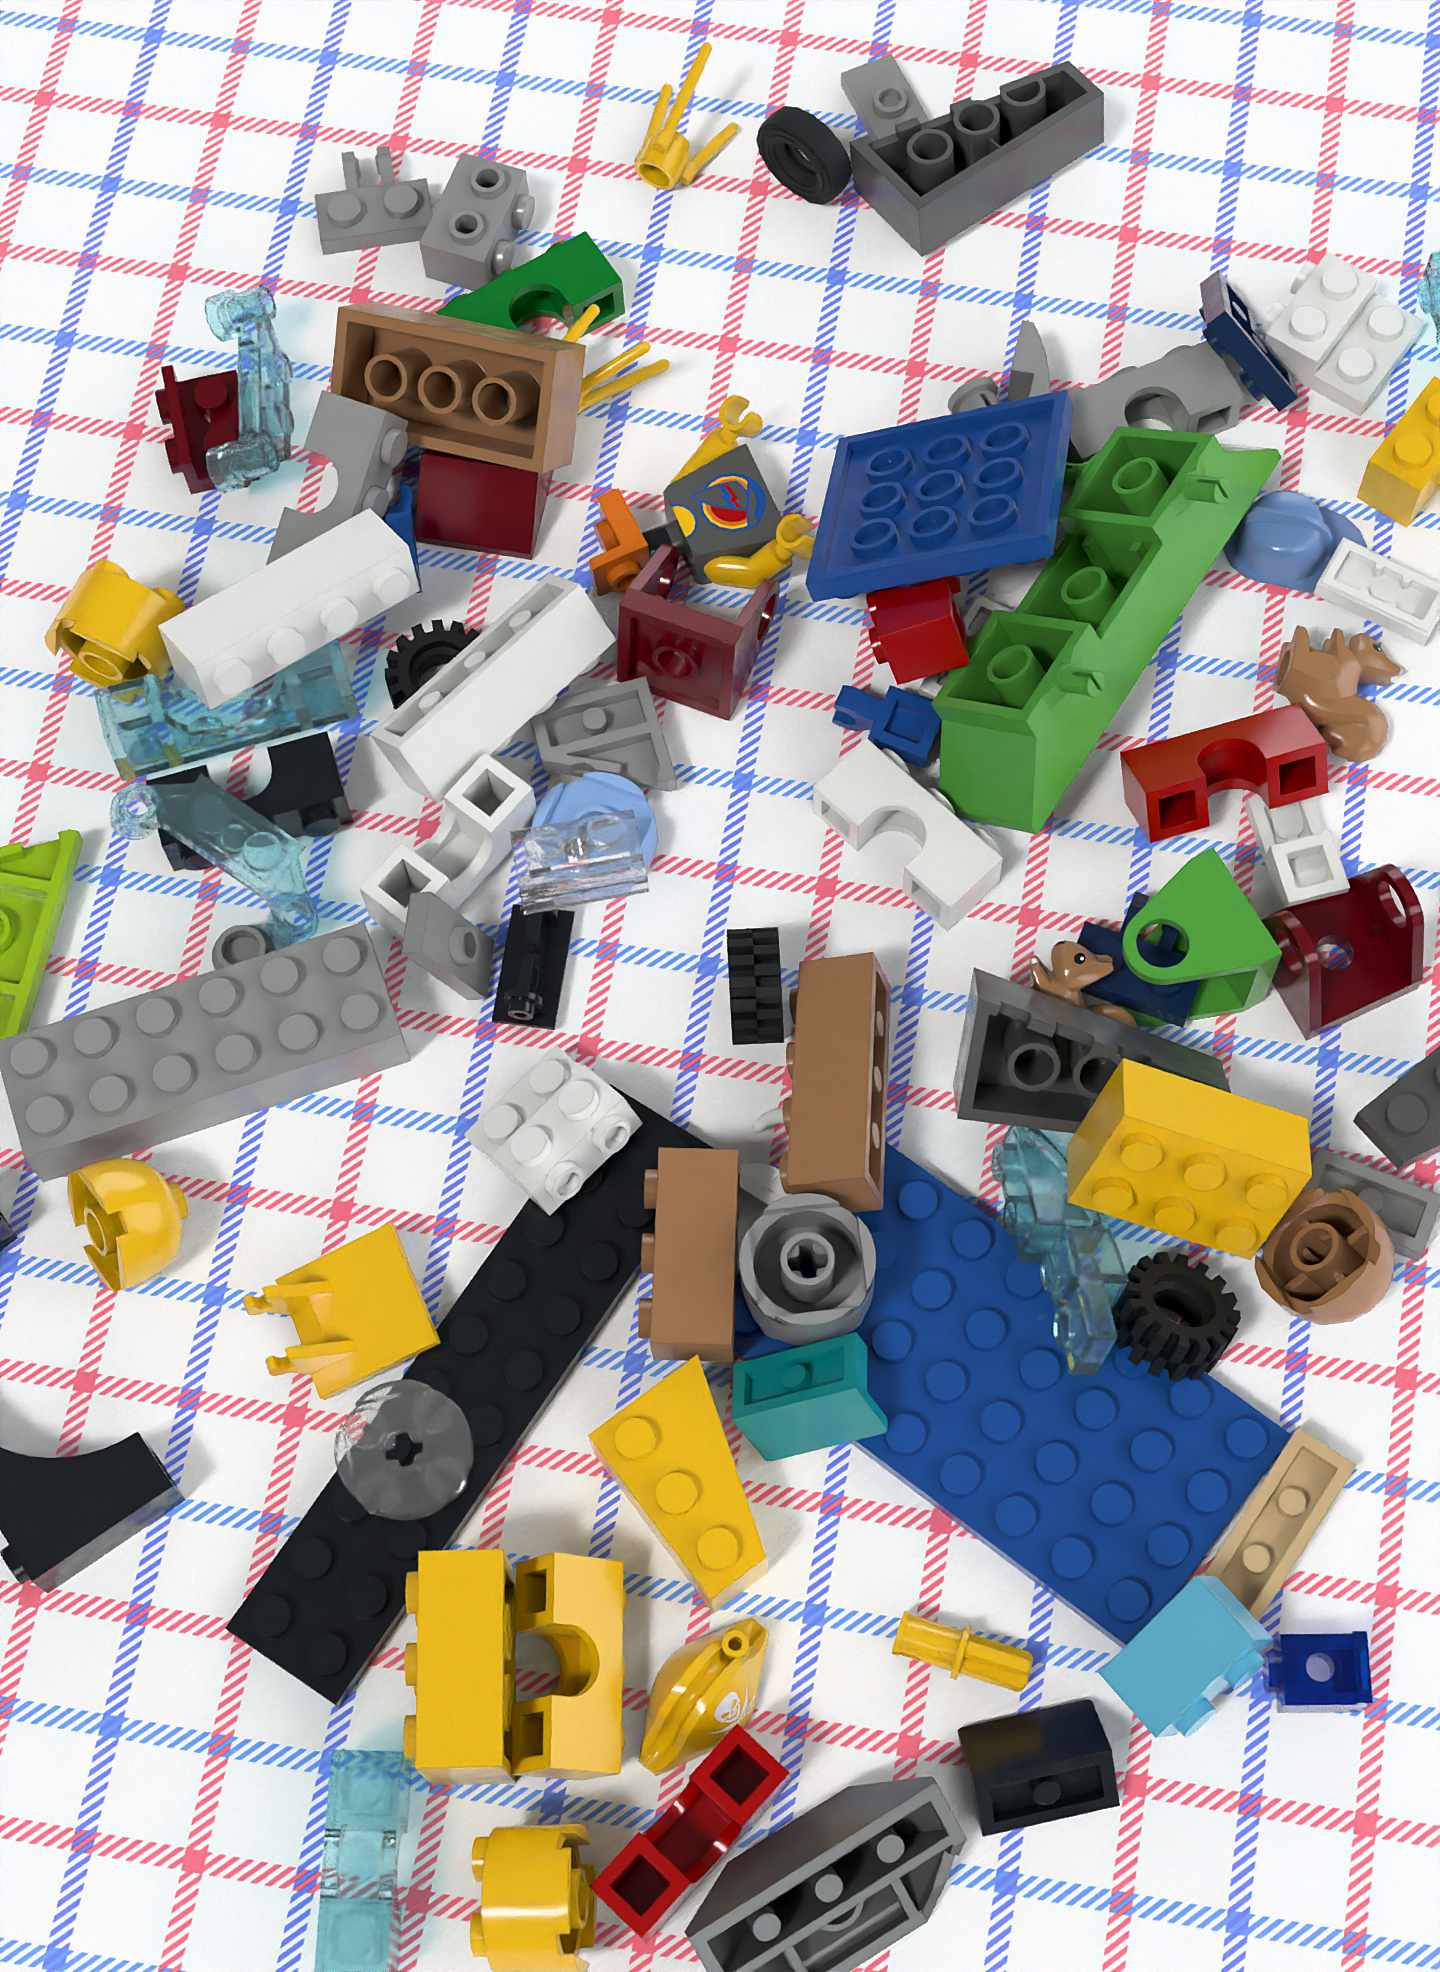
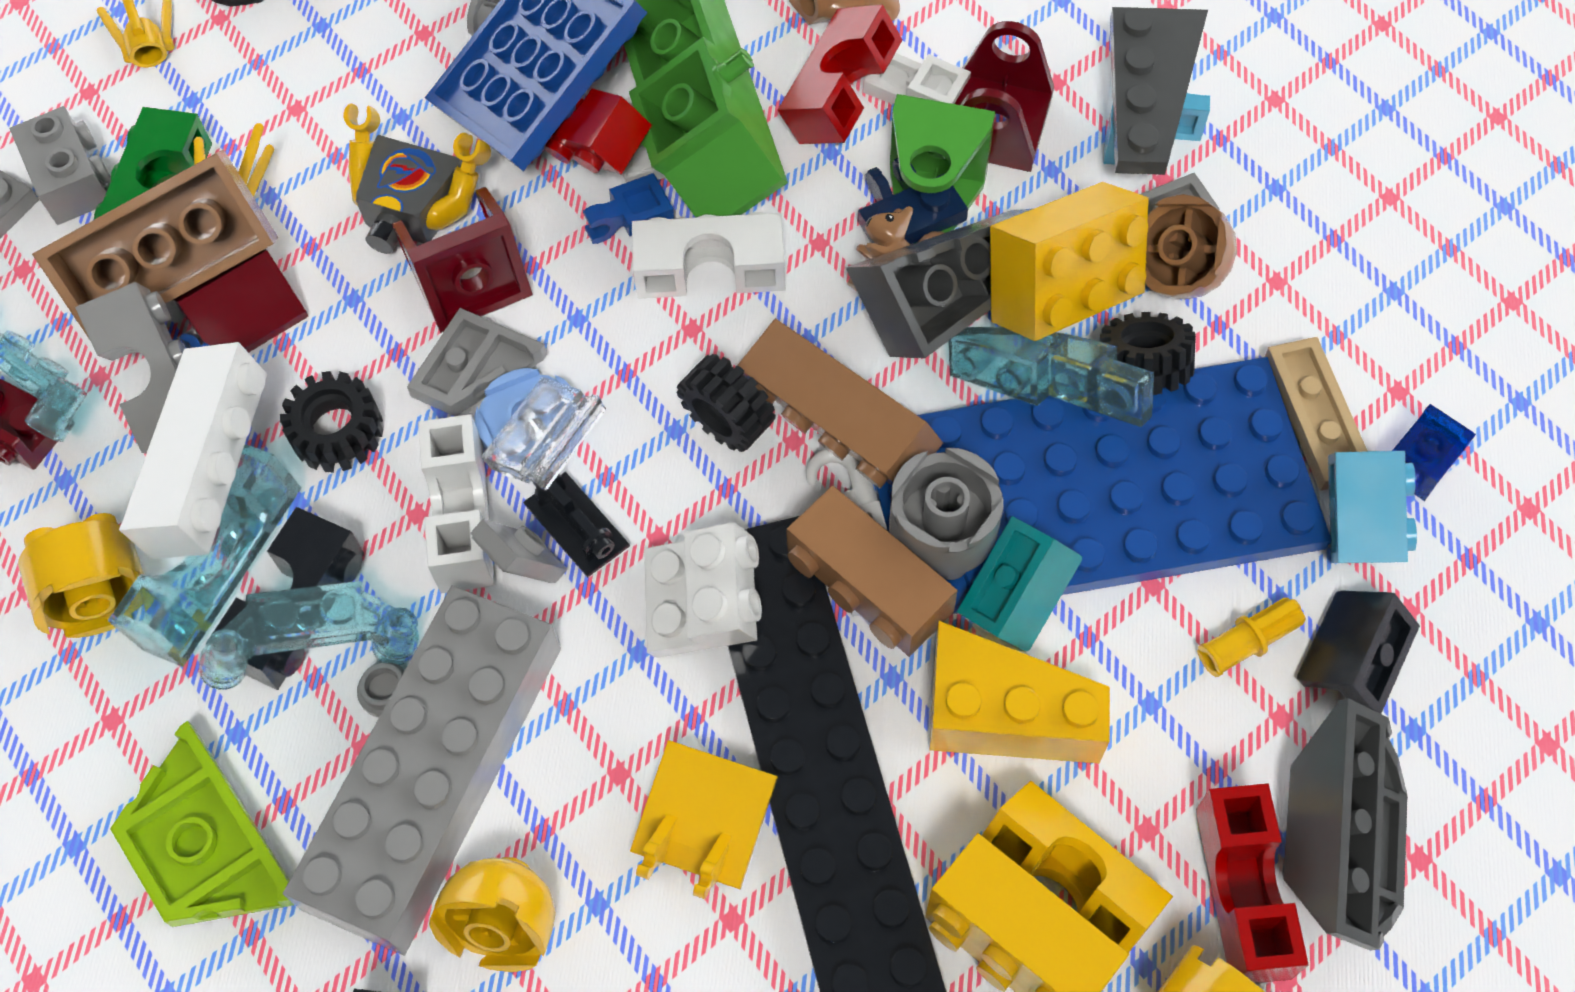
camera: 50 degrees left, 5 degrees down
(372, 1428) = (846, 888): clear plate -> none
(494, 686) = (379, 385): white brick -> none
(622, 545) = (361, 253): orange bracket -> none
(703, 1695) = (1151, 811): yellow hat -> none

